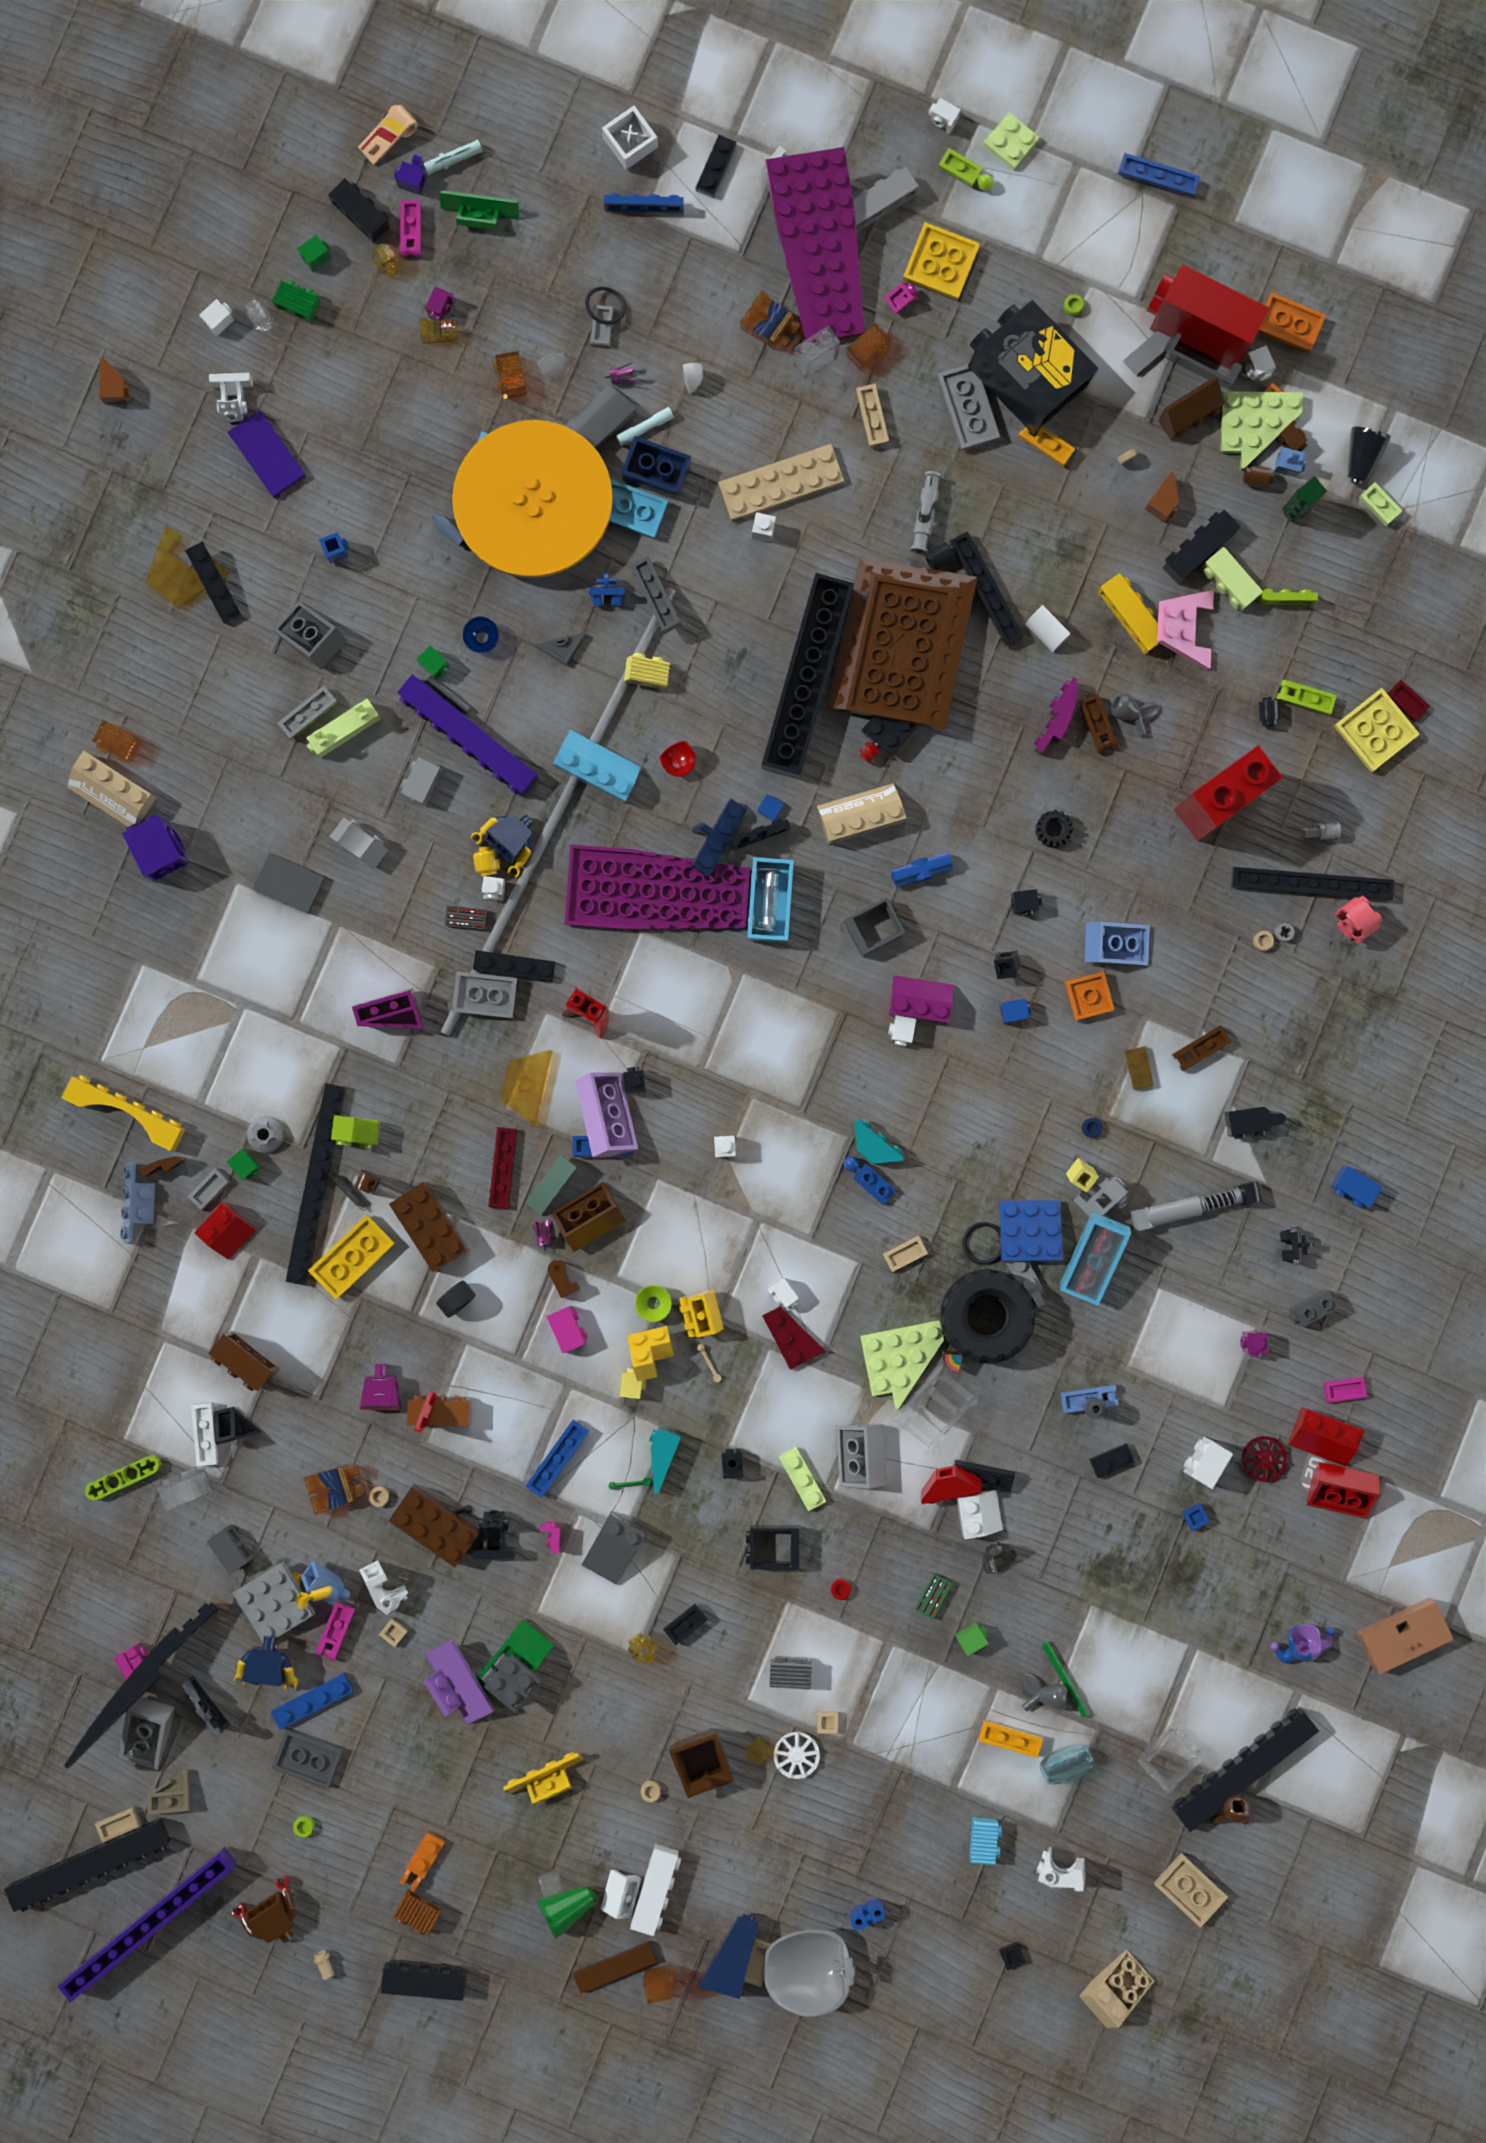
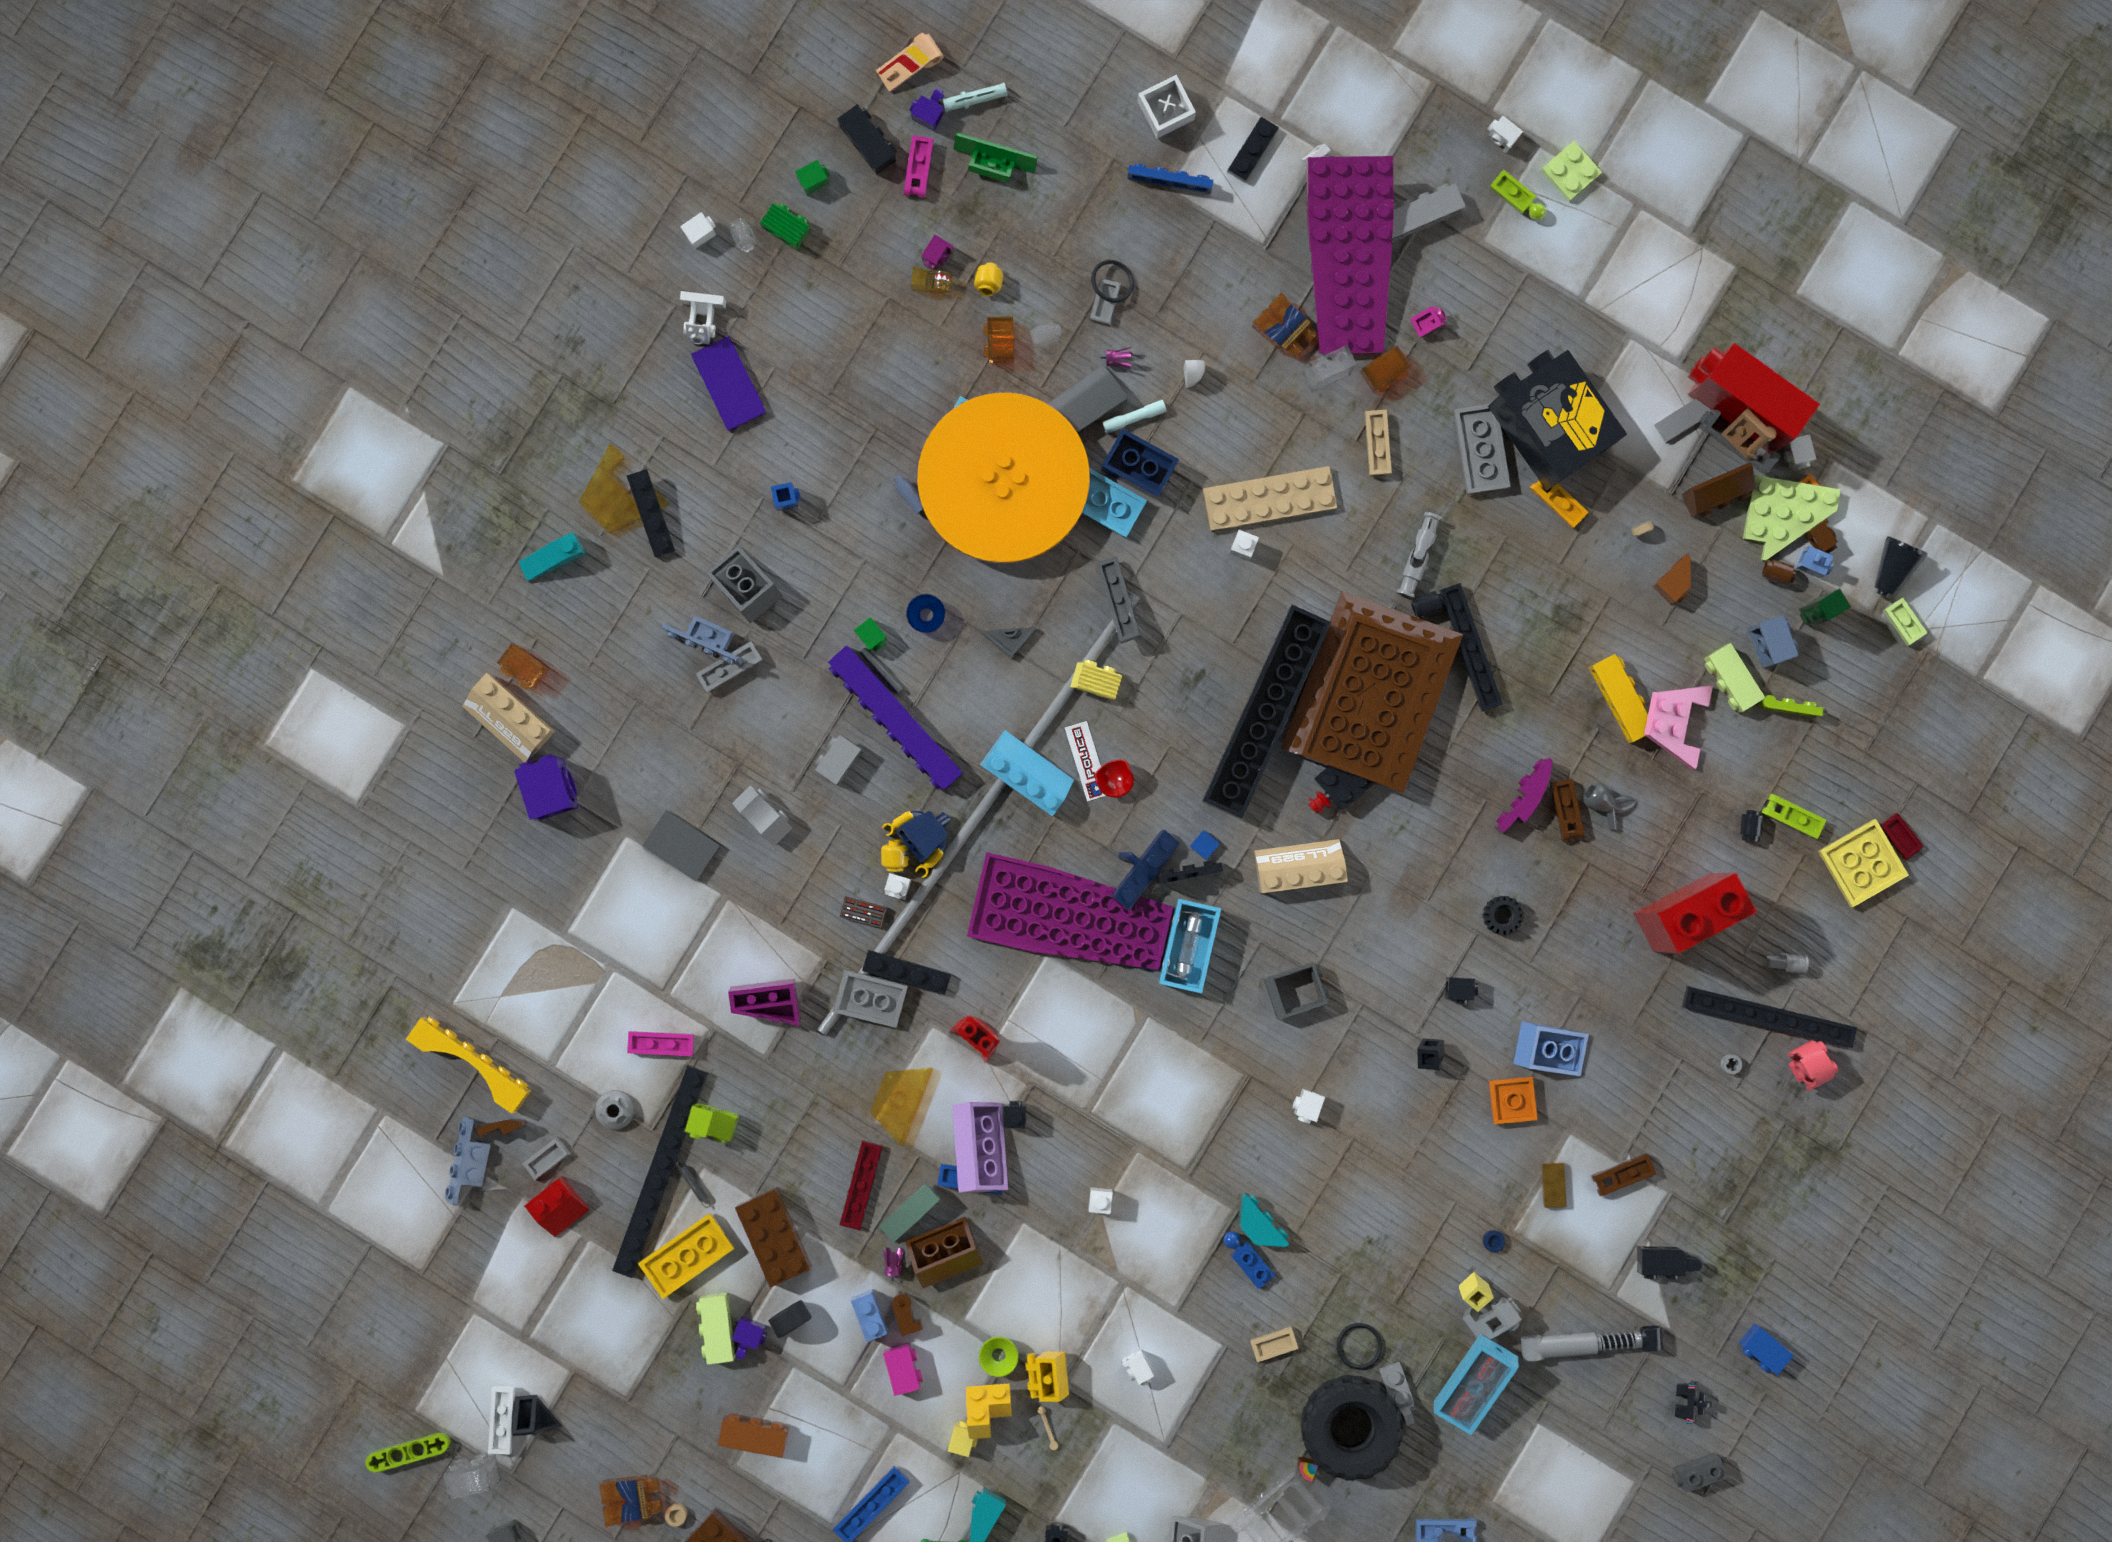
camera: 10 degrees right, 0 degrees up
(112, 386) = (576, 286): dark orange slope -> none
(128, 636) = (552, 556): none -> teal slope
(243, 1361) = (554, 1351): reddish brown brick -> none
(244, 1165) = (588, 1140): green brick -> none
(281, 686) = (708, 636): none -> sand blue bracket
(297, 1066) = (660, 1043): none -> dark pink plate
(342, 728) = (764, 690): yellowish green brick -> none
(367, 1182) = (714, 1179): reddish brown leg -> none
(380, 1391) = (695, 1404): magenta torso -> none
(387, 259) = (888, 196): clear yellow head -> none
(389, 1319) = (716, 1328): none -> yellowish green brick
(420, 1319) = (748, 1334): none -> dark purple brick
(426, 1411) = (739, 1439): red tile -> none
(491, 321) = (988, 279): none -> yellow head
(528, 1284) = (869, 1315): none -> medium blue brick
(616, 592) = (1076, 589): blue hips -> none
(649, 746) = (1085, 758): none -> white sticker
(791, 1338) = (1139, 1416): dark red wing -> none
(899, 1357) = (1250, 1454): yellowish green wing -> none
(921, 869) = (1355, 937): blue piece -> none
(921, 1000) = (1333, 1076): magenta slope -> none
(941, 261) = (1476, 289): yellow plate -> none
(1015, 1011) = (1431, 1104): blue brick -> none
(1030, 1231) = (1411, 1342): blue plate -> none
(1047, 628) = (1529, 700): white brick -> none
(1073, 305) = (1610, 357): lime tile -> none
(1158, 175) = (1723, 232): blue plate -> none
(1201, 547) = (1706, 638): black brick -> none
(1203, 344) = (1743, 428): none -> medium nougat plate
(1254, 1343) = (1631, 1500): magenta brick -> none
(1262, 538) = (1773, 641): none -> sand blue brick
(1263, 941) = (1707, 1069): tan tile -> none
(1291, 323) = (1841, 412): orange plate -> none

